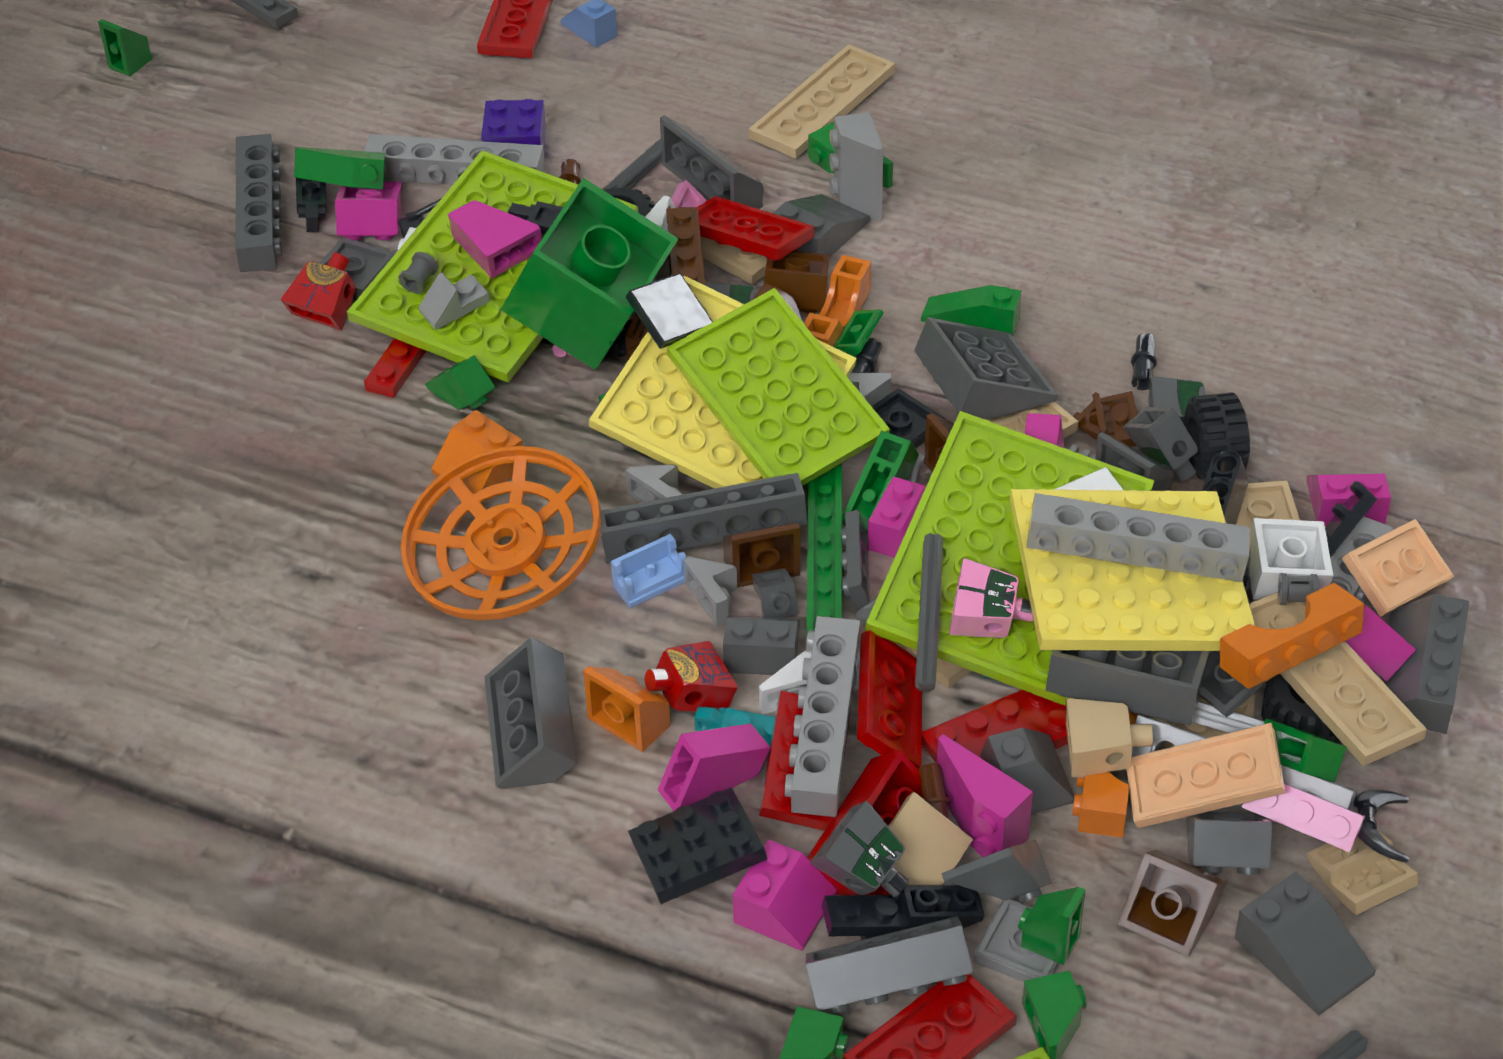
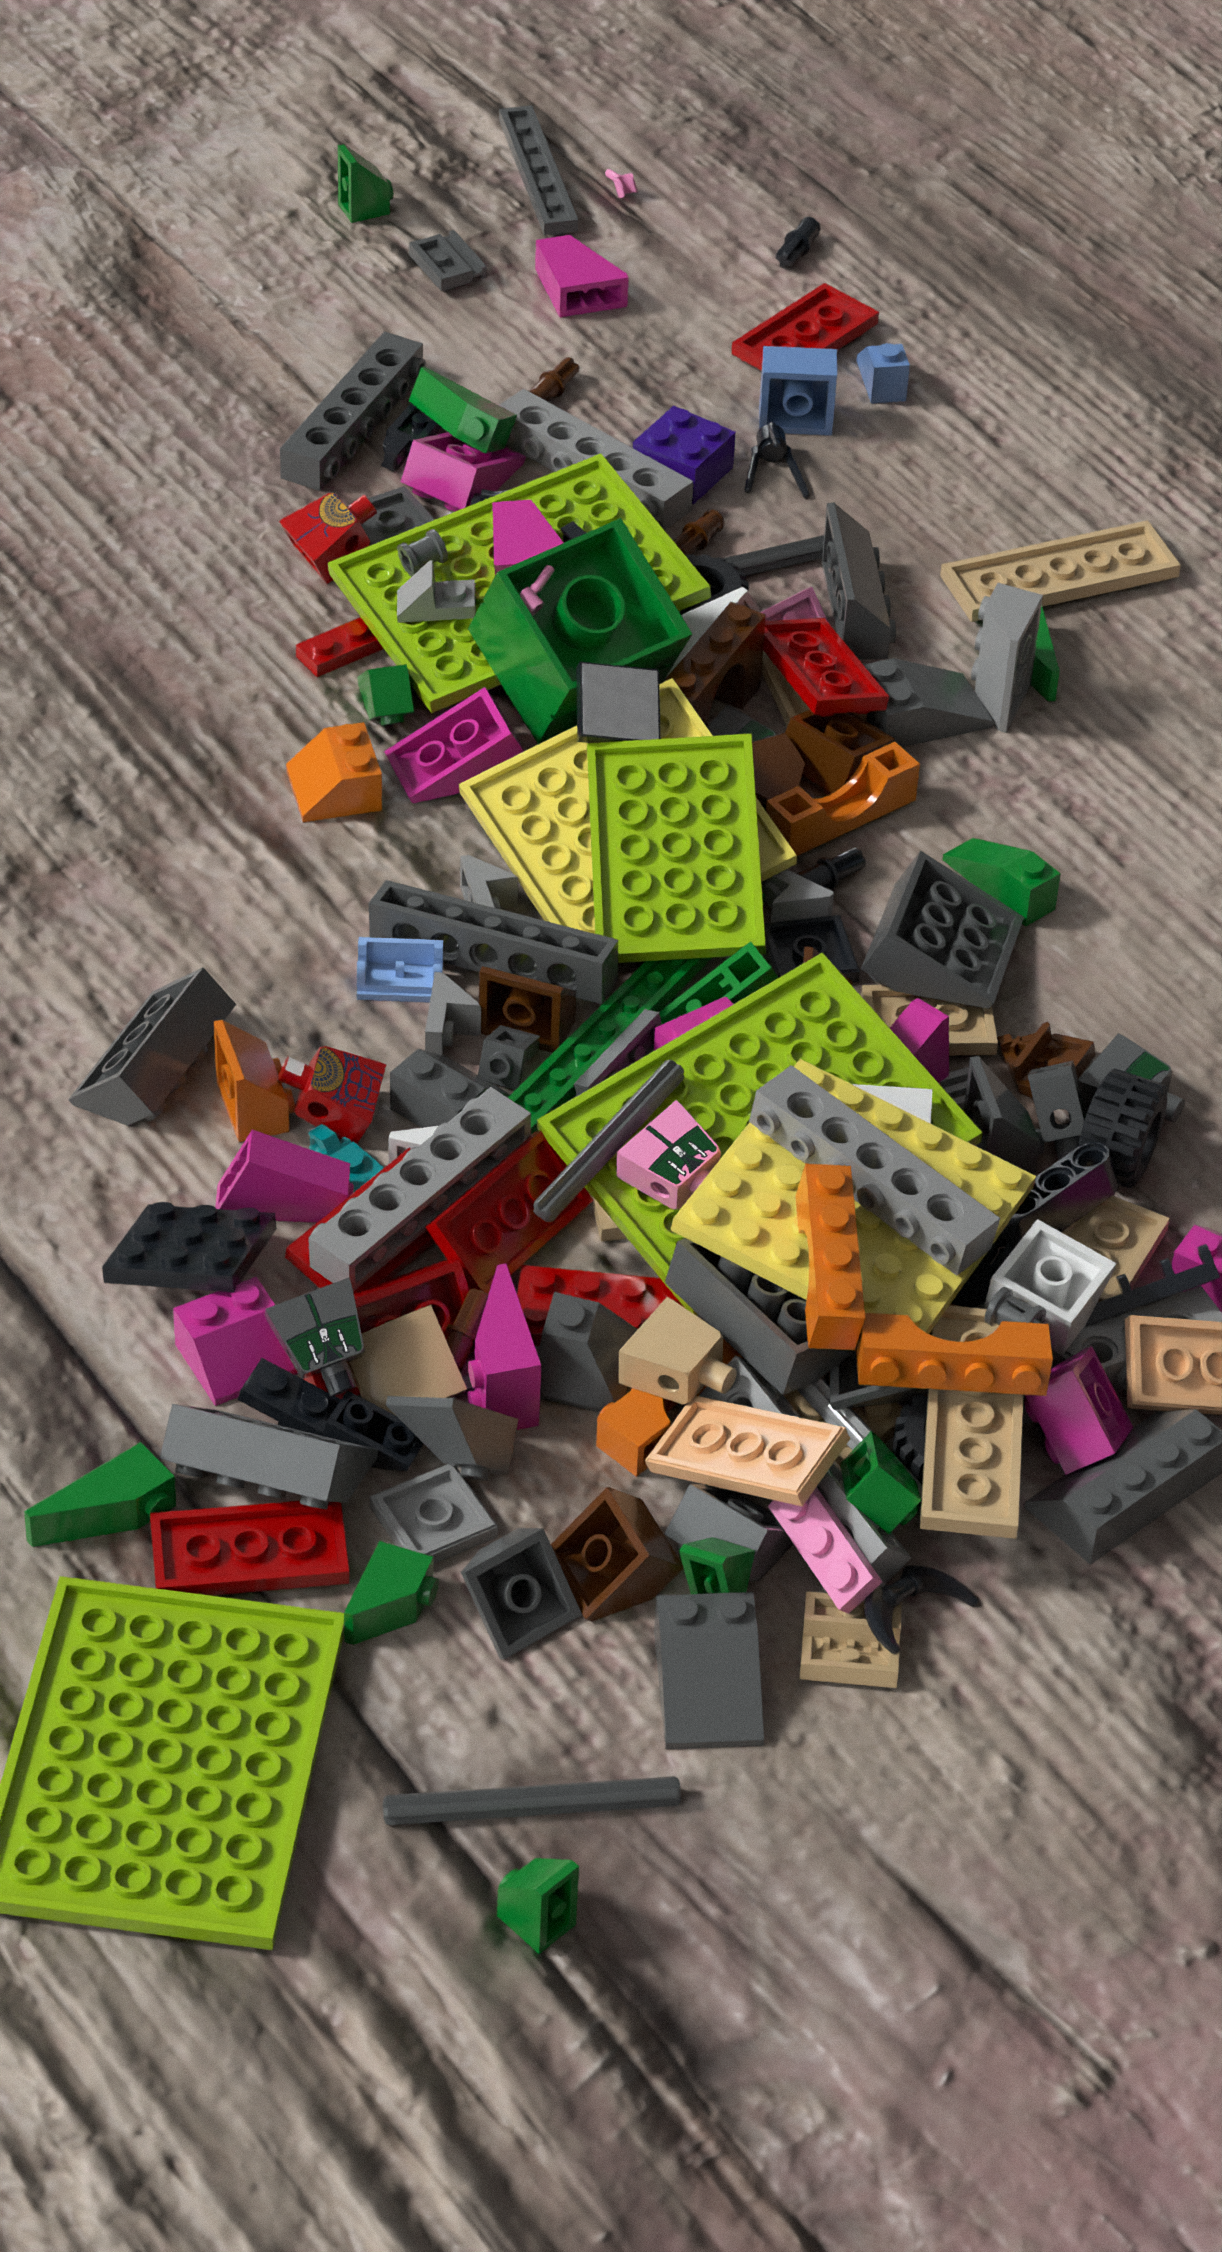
camera: 30 degrees right, 0 degrees up
(227, 72) = (447, 260): none -> dark grey plate
(330, 46) = (579, 277): none -> dark pink slope
(377, 121) = (553, 382): none -> reddish brown axle
(499, 521) = (260, 863): orange dish -> none
(550, 398) = (453, 748): none -> dark pink slope
(555, 56) = (798, 389): none -> medium blue brick
(560, 252) = (529, 594): none -> bright pink hand
(564, 101) = (772, 447): none -> black plant
(858, 331) = (841, 836): green slope -> none
(1053, 924) = (457, 1509): green slope -> none
(1137, 956) = (519, 1590): none -> dark grey slope
(1143, 361) = (1143, 1016): black axle -> none
(1198, 635) = (835, 1282): none -> orange arch
(1257, 869) = (716, 1566): none -> green slope

